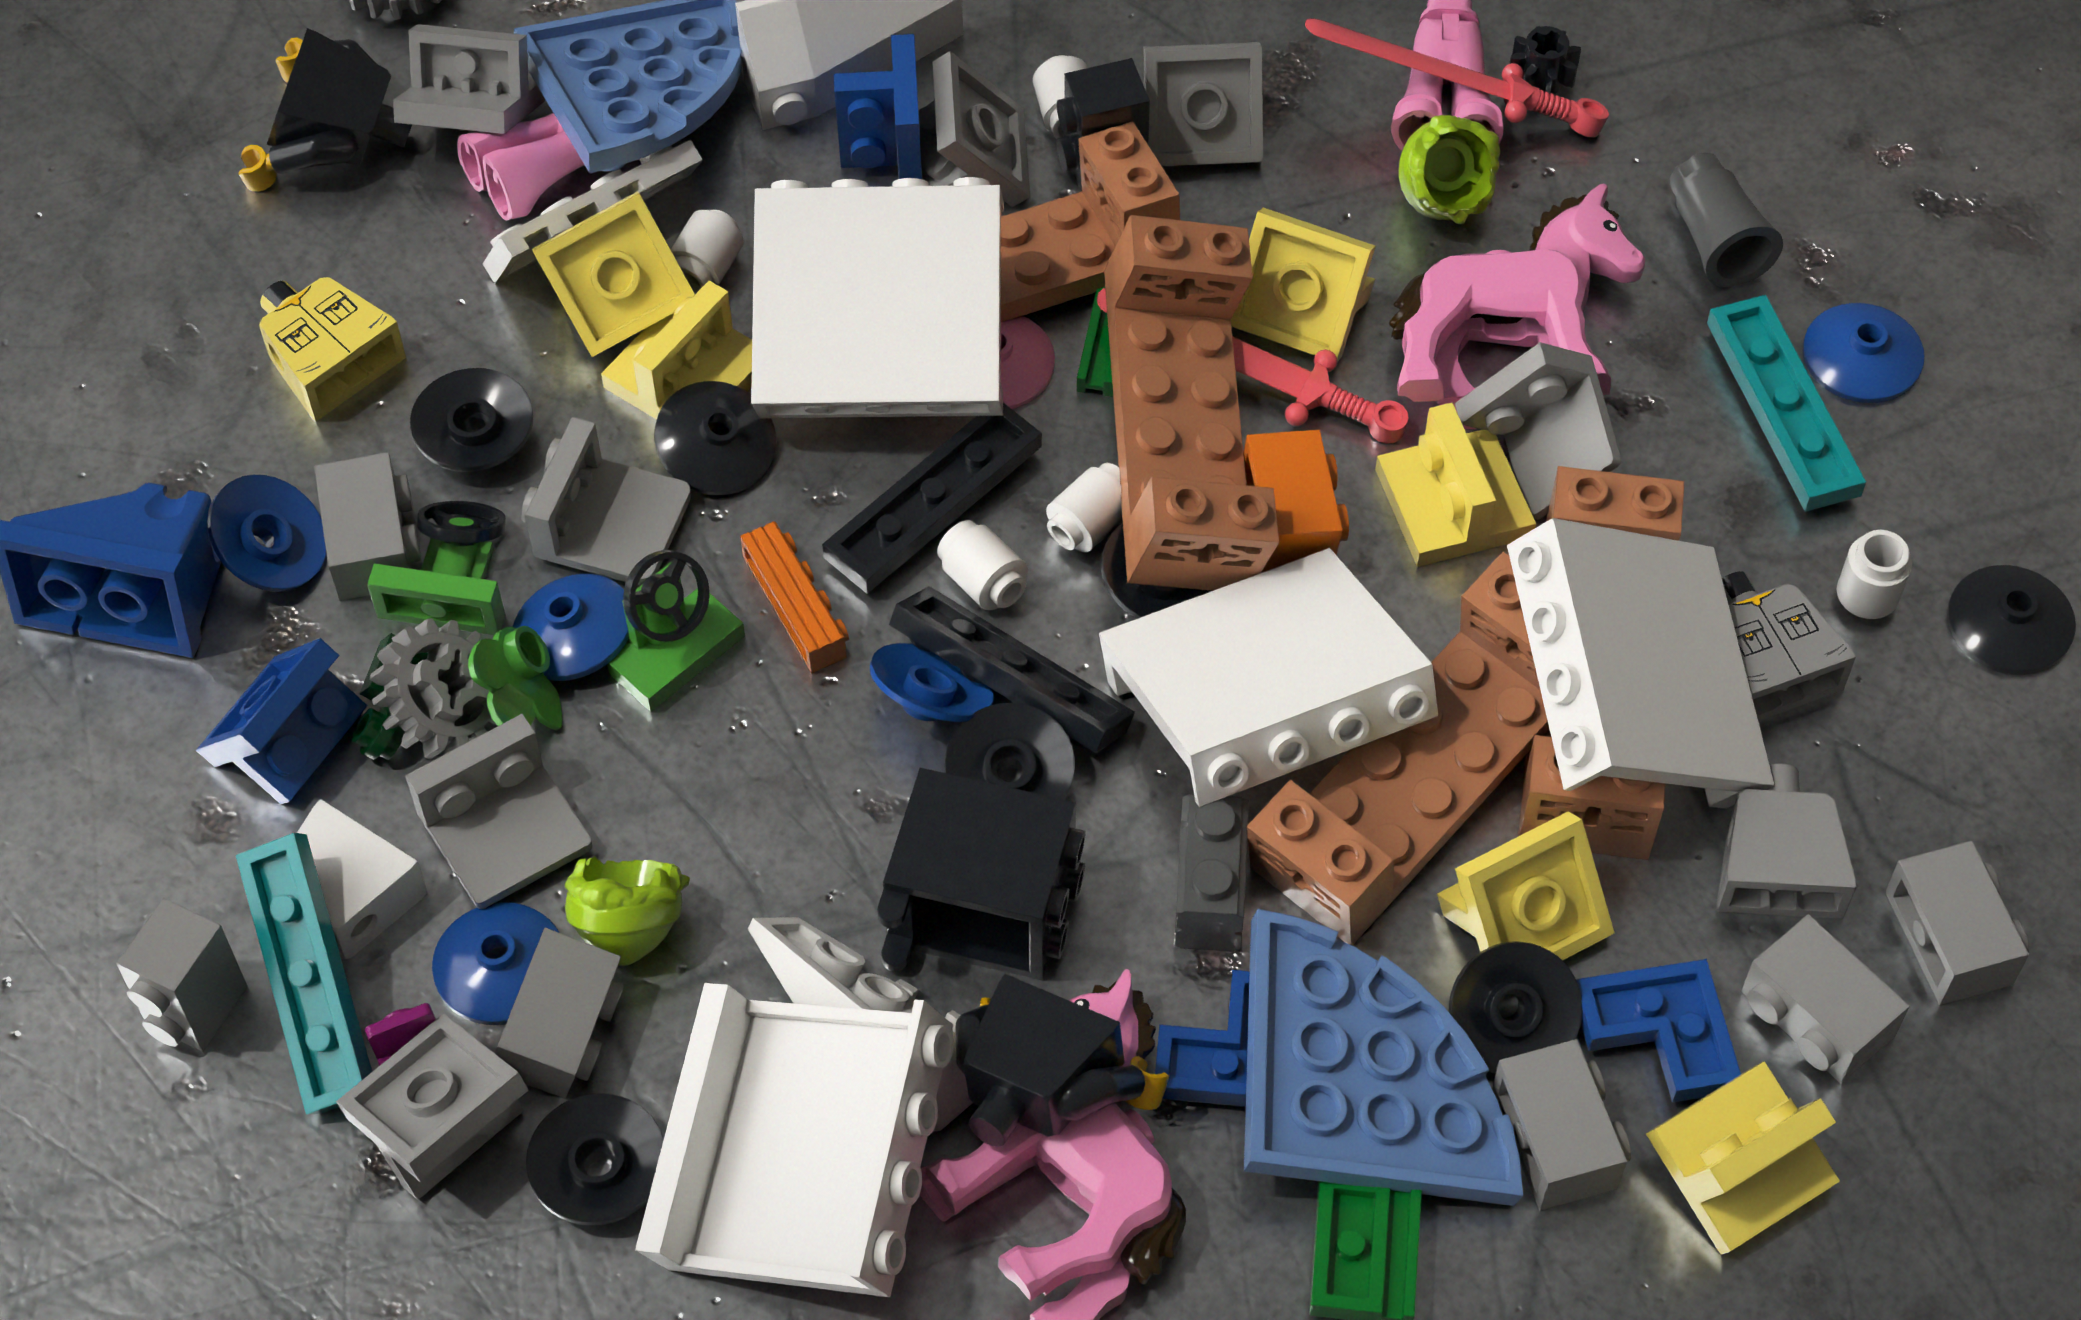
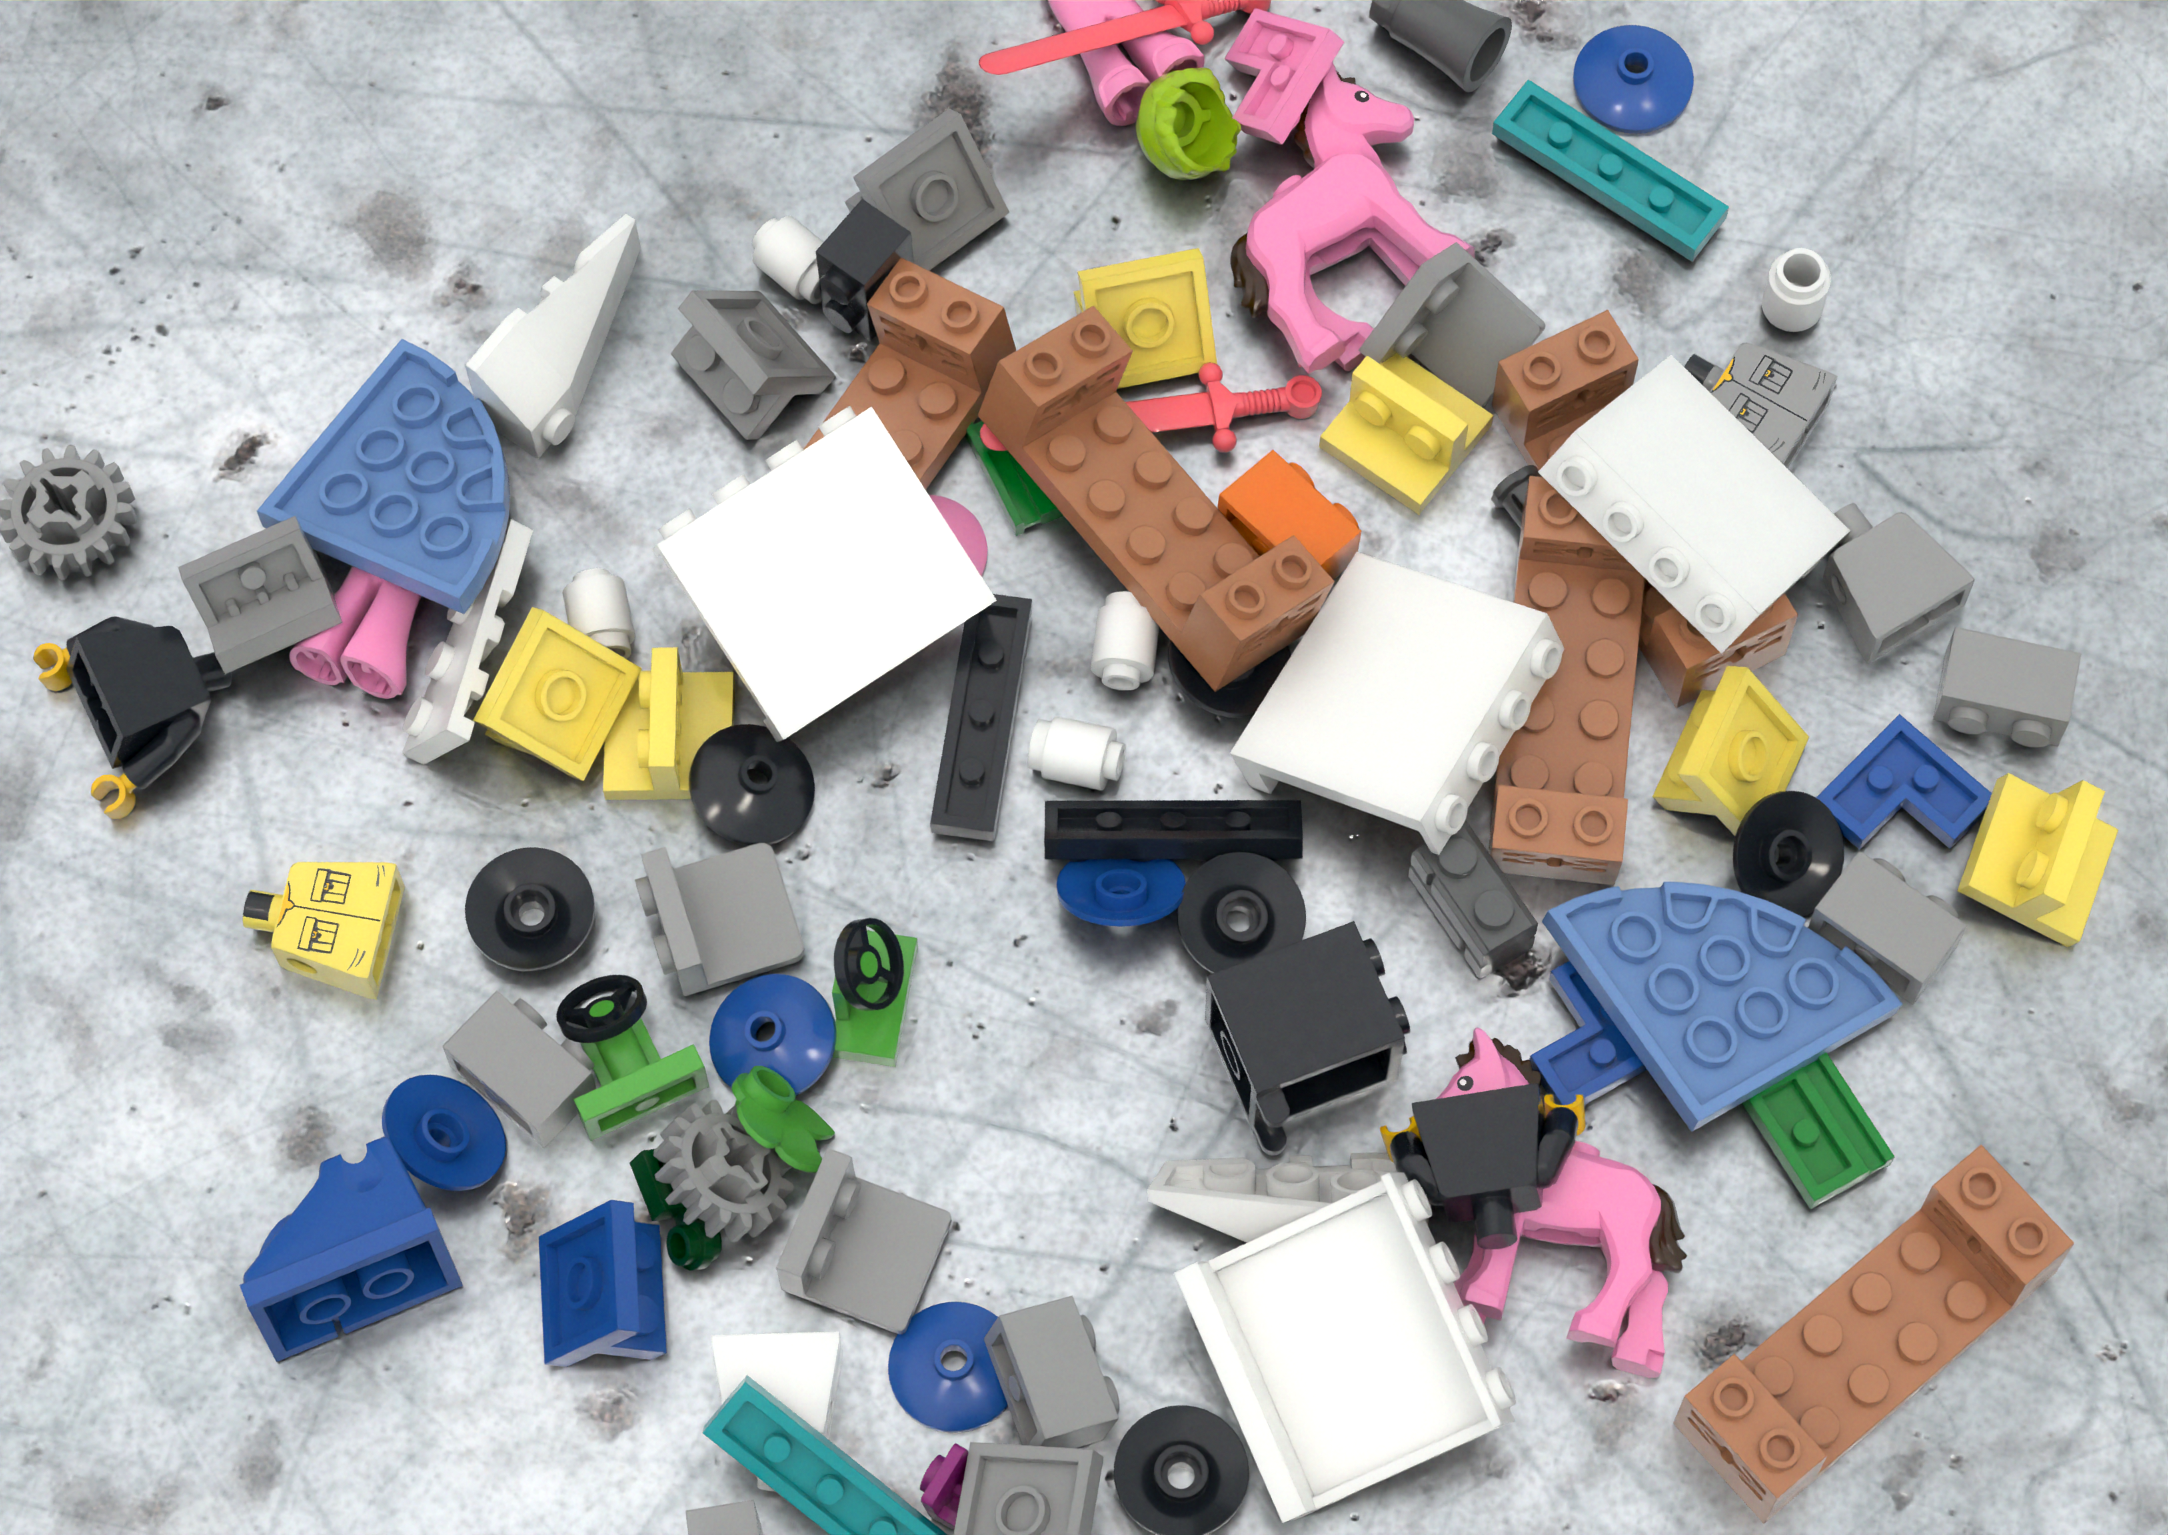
camera: 35 degrees left, 10 degrees up
(624, 904) = (1032, 1247): lime hair -> none
(794, 597) = (937, 885): orange piece -> none
(881, 114) = (670, 385): blue bracket -> none
(1562, 166) = (1288, 66): none -> bright pink plate
(1957, 922) = (2059, 554): light grey brick -> none
(2008, 638) = (1911, 276): black dish -> none

